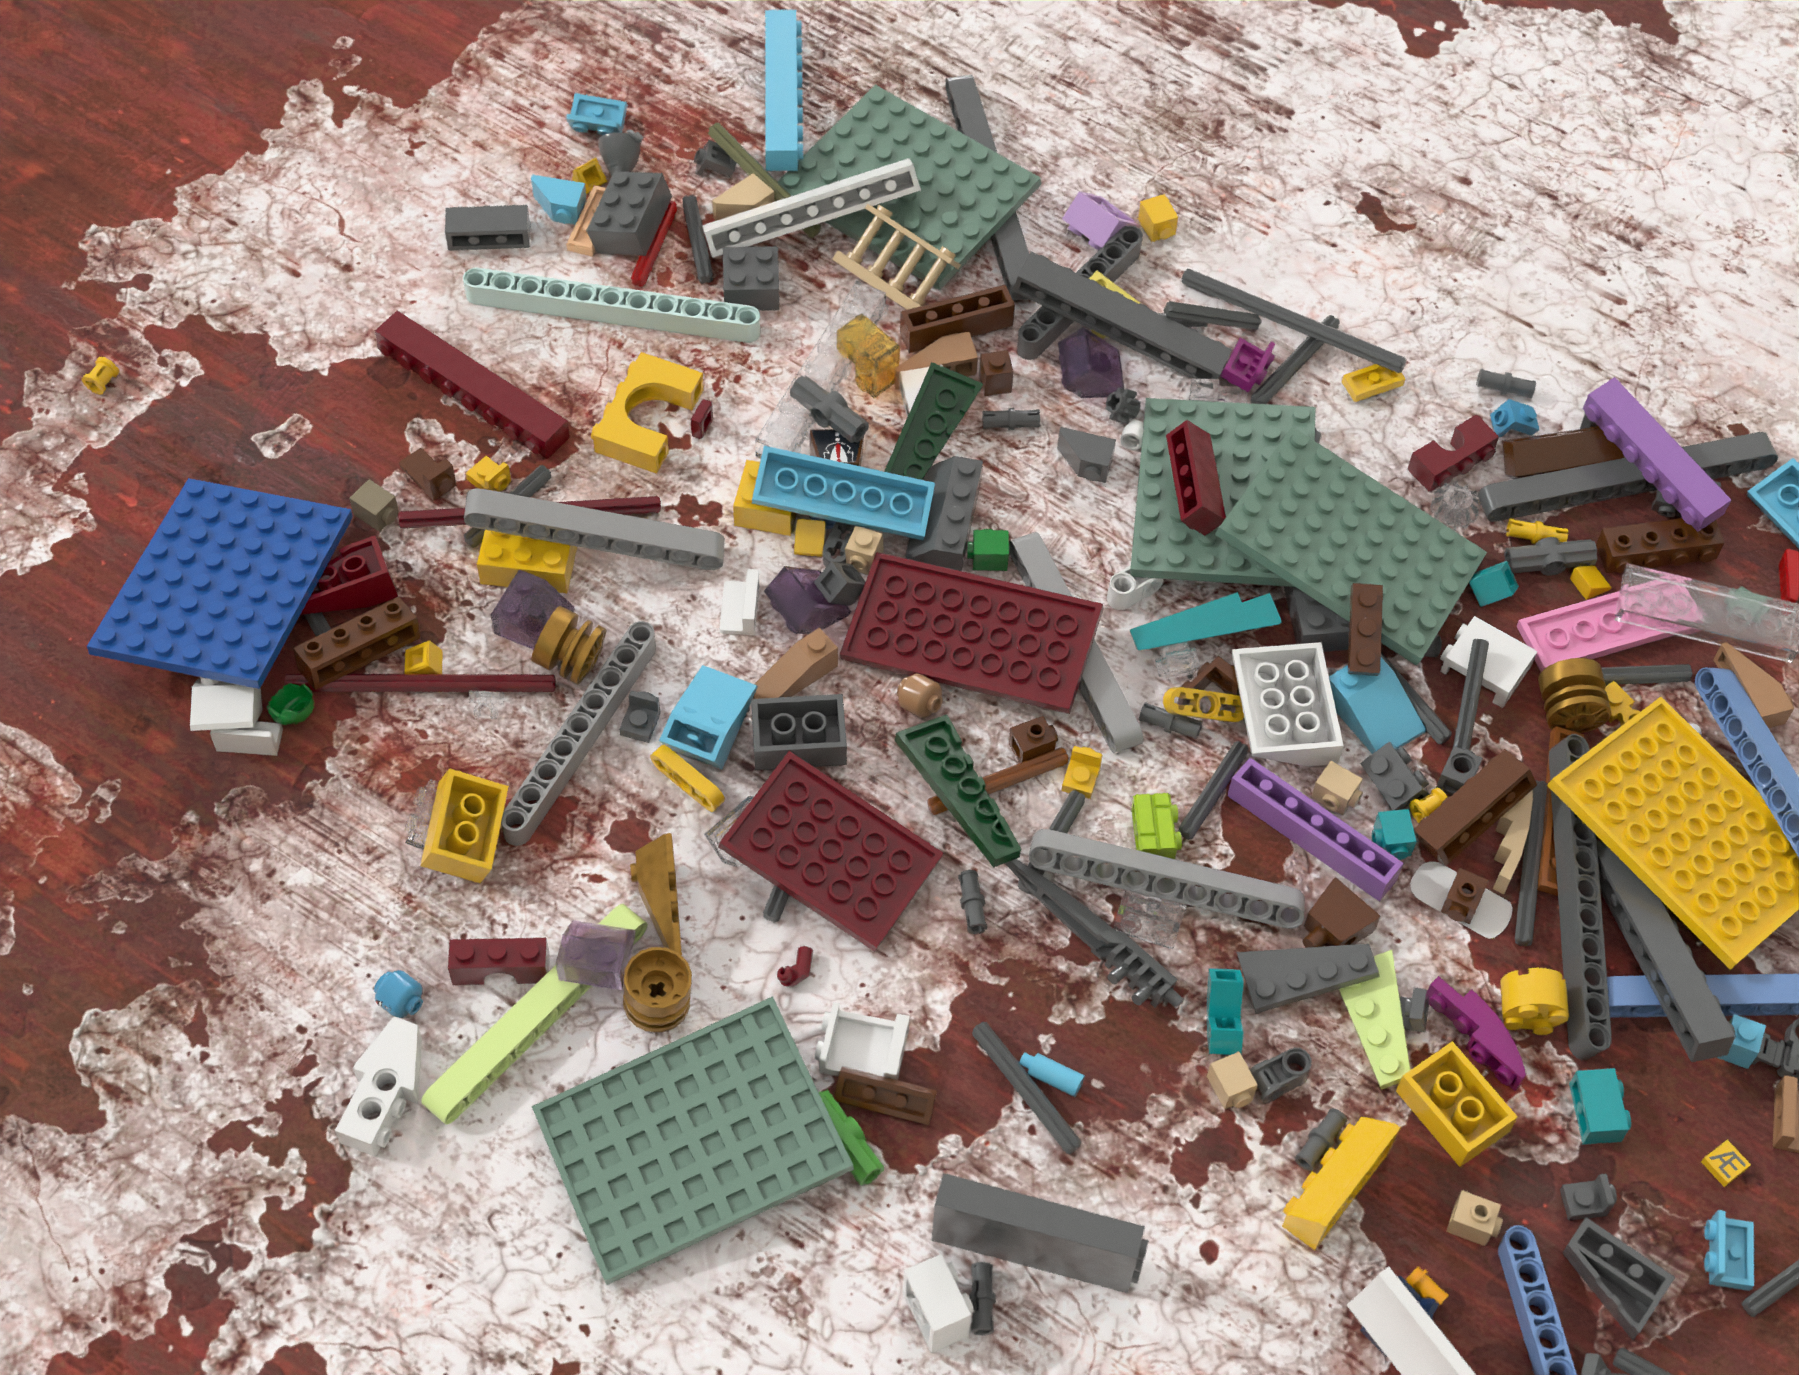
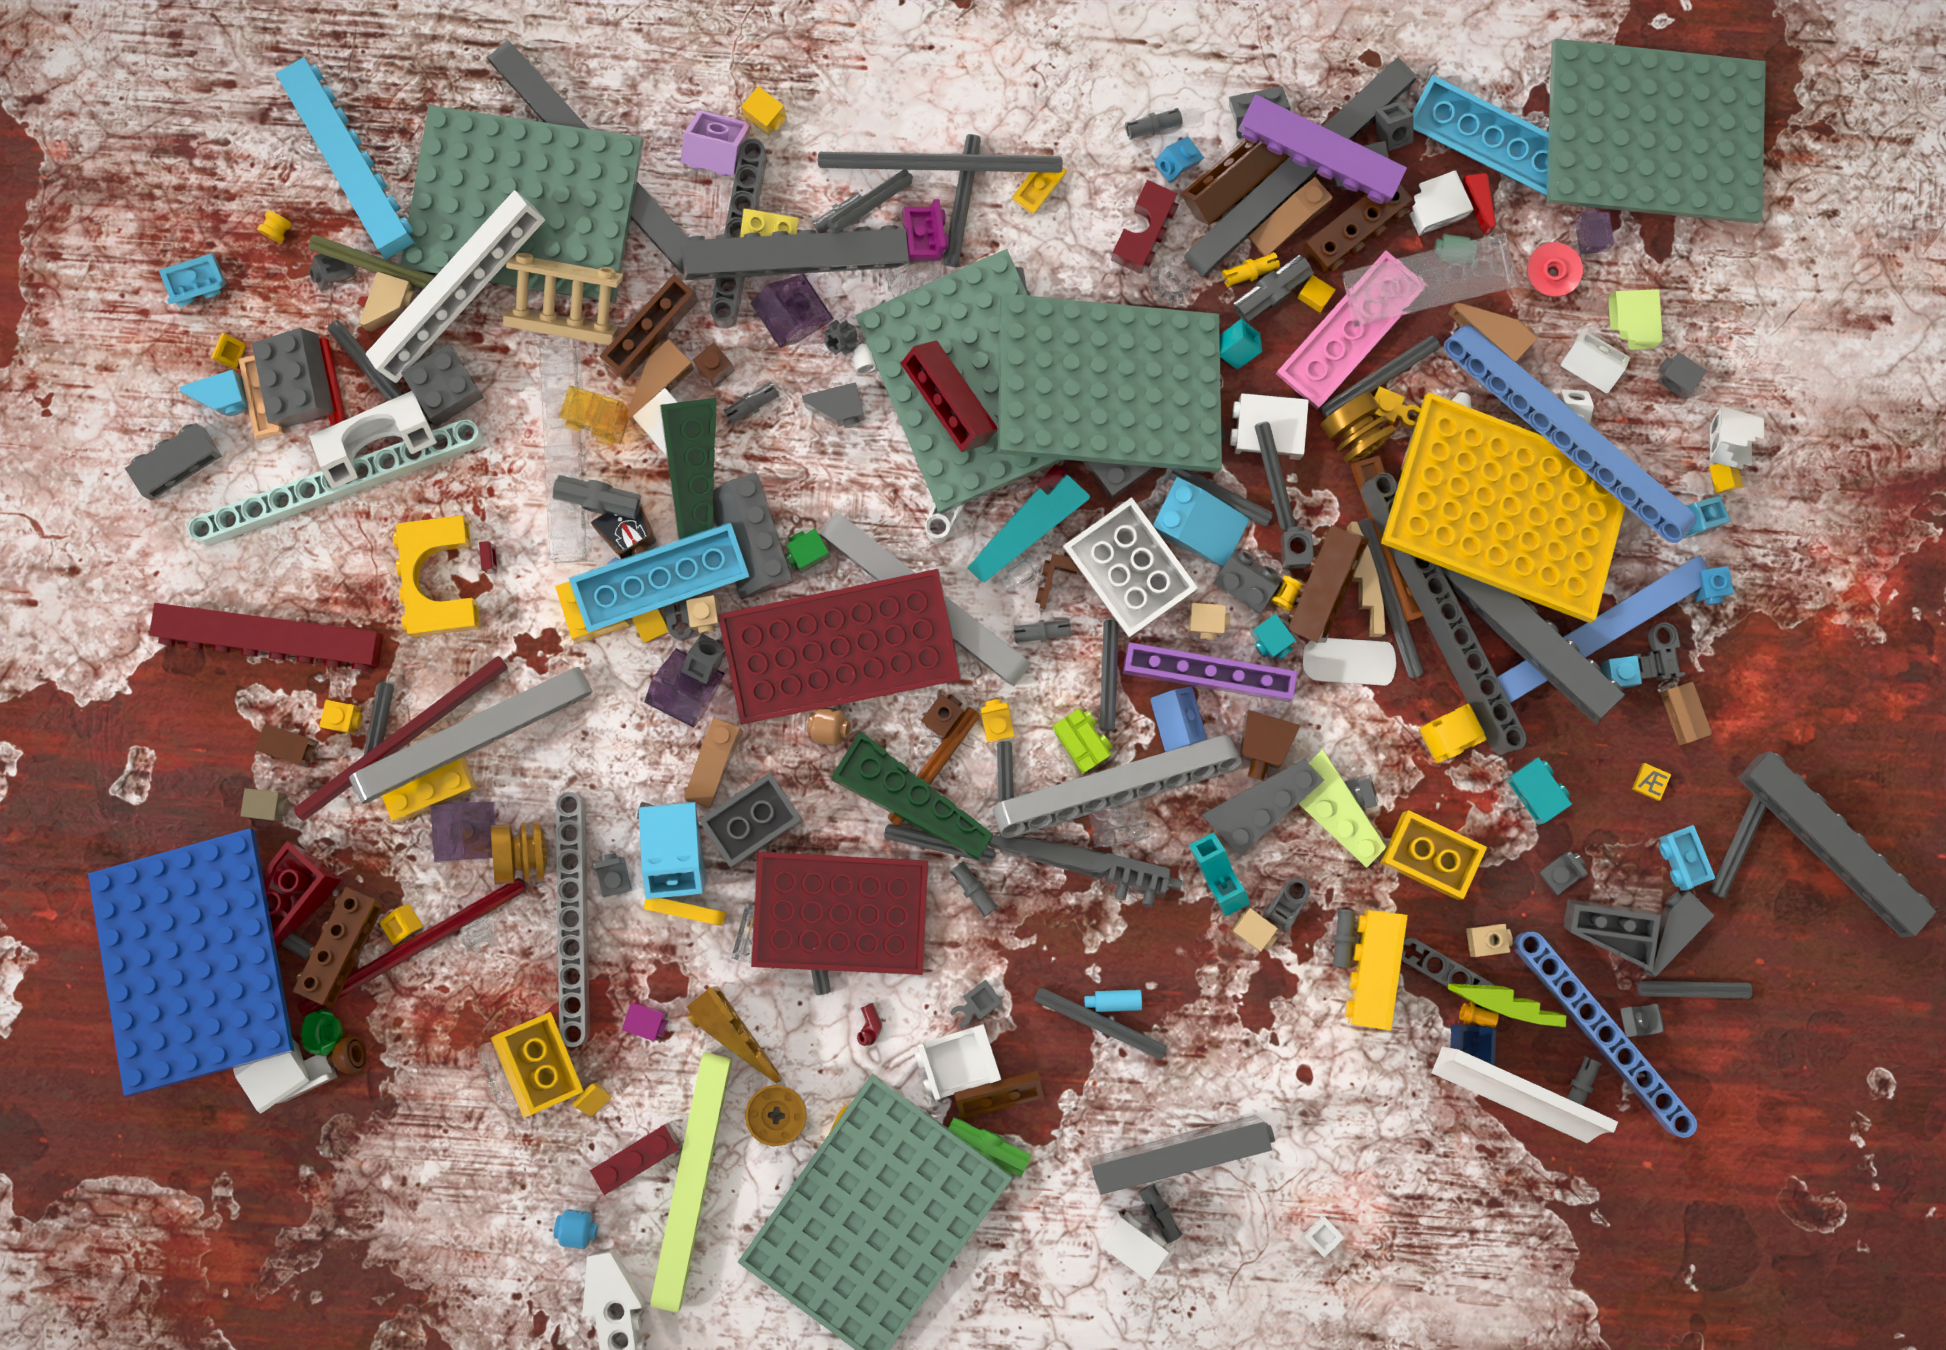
camera: 25 degrees left, 25 degrees up
(301, 736) = (348, 1055): none -> reddish brown brick
(492, 890) = (592, 1099): none -> yellow slope
(587, 850) = (645, 1022): none -> magenta brick
(594, 954) = (710, 1115): slope -> none
(620, 150) = (242, 315): dark grey hat -> none
(635, 274) = (339, 444): none -> white arch
(689, 111) = (274, 226): none -> yellow wheel
(740, 605) = (629, 721): white panel -> none
(918, 1002) = (980, 1001): none -> dark grey plate
(962, 847) = (927, 841): none -> dark grey axle
(1193, 709) = (1053, 606): yellow beam -> none
(1262, 854) = (1178, 718): none -> medium blue panel
(1365, 629) = (1165, 472): reddish brown plate -> none
(1417, 1227) = (1448, 968): none -> dark grey beam
(1454, 1275) = (1501, 1000): none -> lime slope
(1464, 896) = (1354, 665): reddish brown brick -> none
(1489, 1039) = (1430, 780): magenta slope -> none
(1603, 508) = (1291, 217): none -> medium nougat slope
(1694, 1311) = (1677, 927): none -> dark grey slope
(1737, 470) = (1394, 125): none -> dark grey brick
(1750, 563) = (1440, 203): none -> white piece

